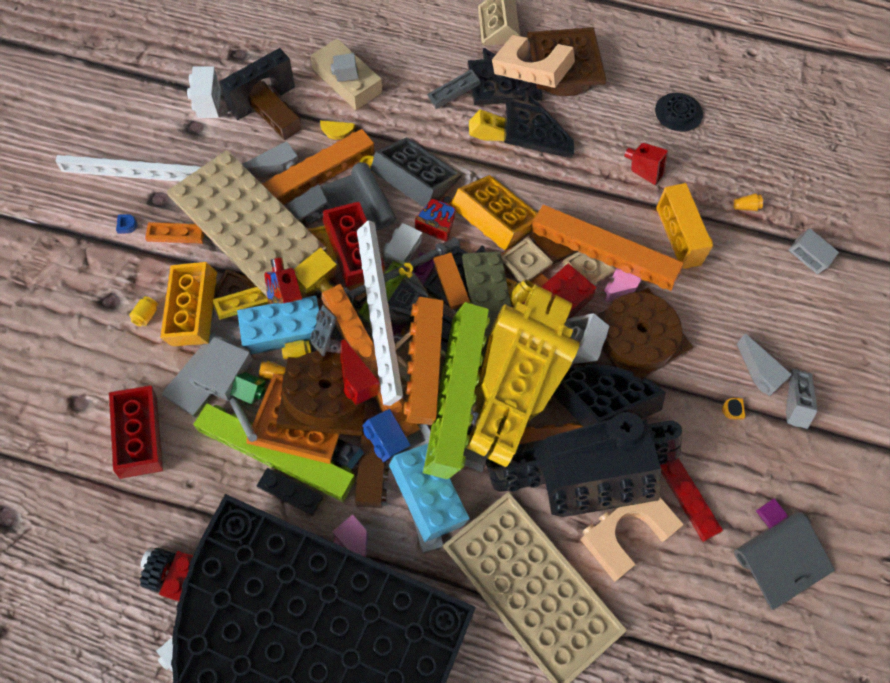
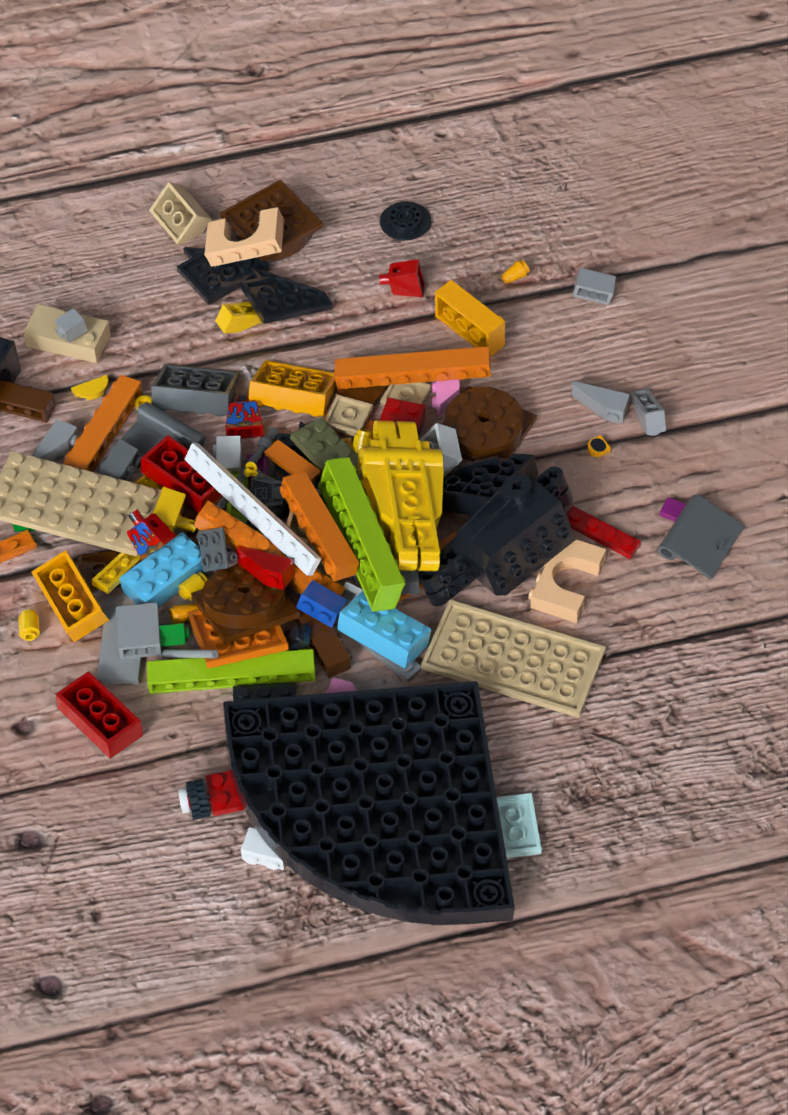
camera: 25 degrees left, 10 degrees down
(454, 89) = (181, 298): dark grey tile -> none

